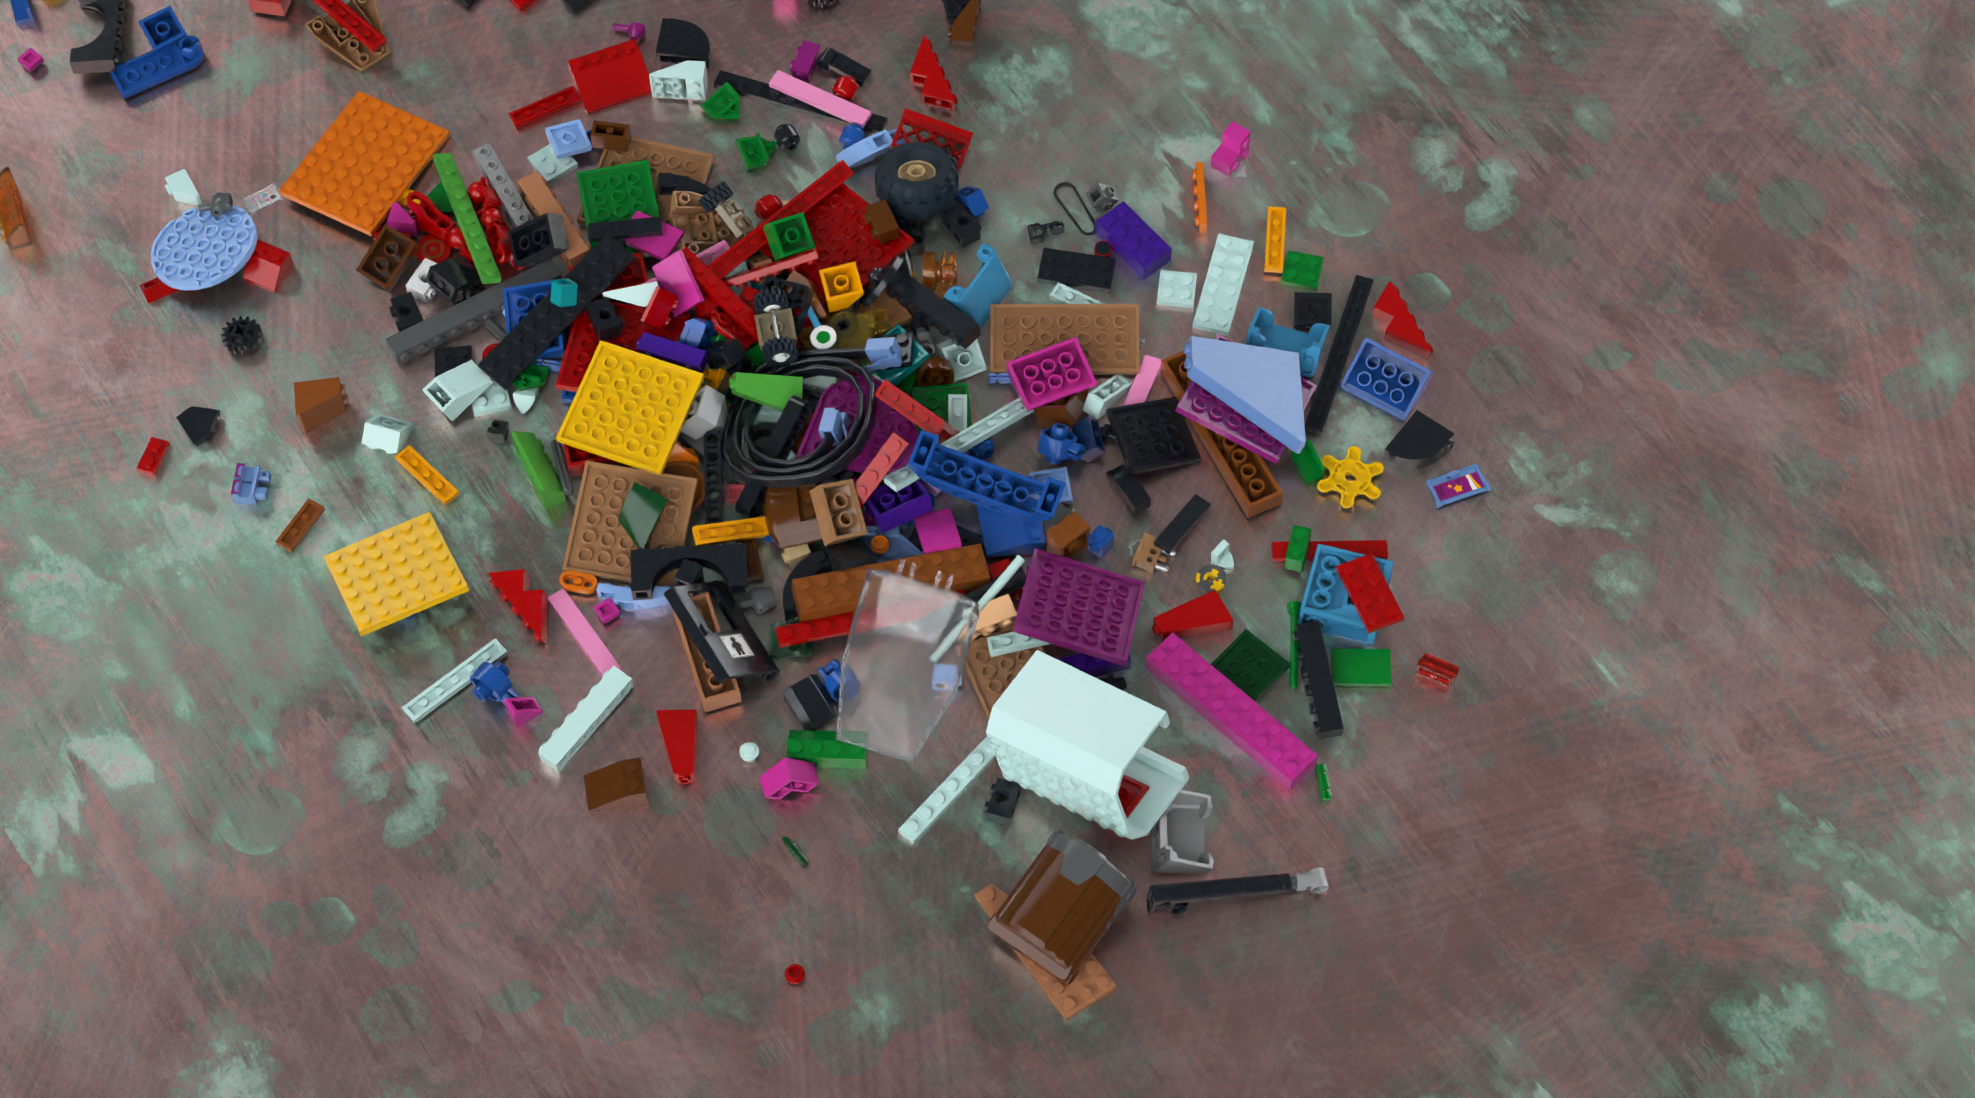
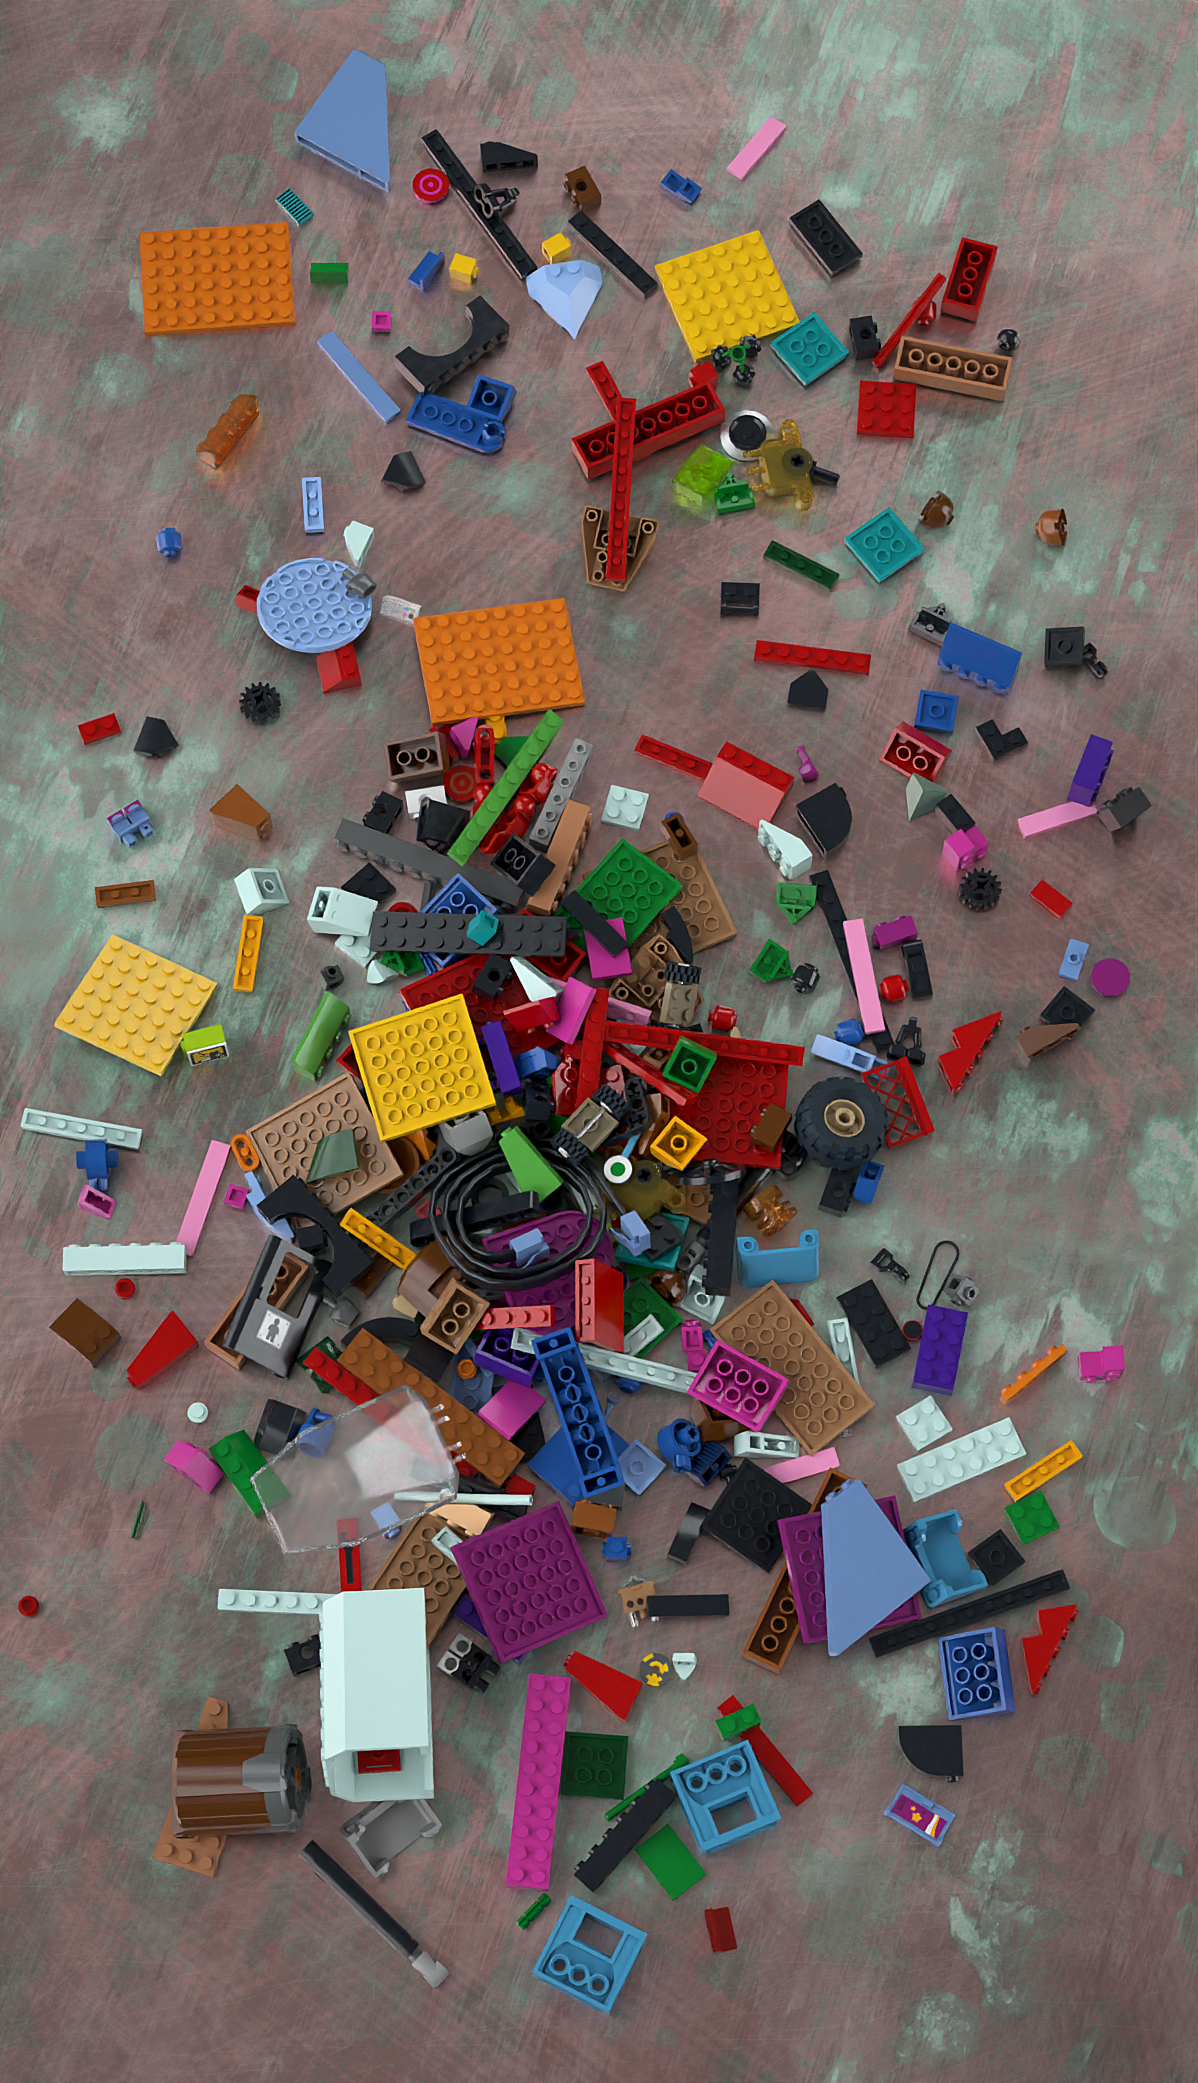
camera: 50 degrees right, 10 degrees up
(56, 309) = (169, 542): none -> blue head
(57, 103) = (359, 376): none -> medium blue tile
(124, 198) = (312, 504): none -> light blue plate
(160, 125) = (404, 472): none -> black slope
(472, 547) = (204, 1045): none -> piece
(528, 603) = (190, 1130): red slope -> none
(562, 467) = (329, 1063): dark grey axle -> none
(568, 139) = (651, 804): light blue plate -> none
(606, 737) = (125, 1288): none -> red tile
(894, 117) = (914, 1054): none -> black piece
(963, 728) = (350, 1568): none -> red tile
(984, 386) = (691, 1335): none -> dark pink bracket
(1005, 396) = (696, 1359): none -> dark pink plate
(1309, 464) = (835, 1670): green panel -> none
(1352, 466) = (850, 1701): yellow plate -> none
(1370, 593) = (731, 1821): red plate -> none
(1393, 776) = (582, 1958): none -> dark azure piece

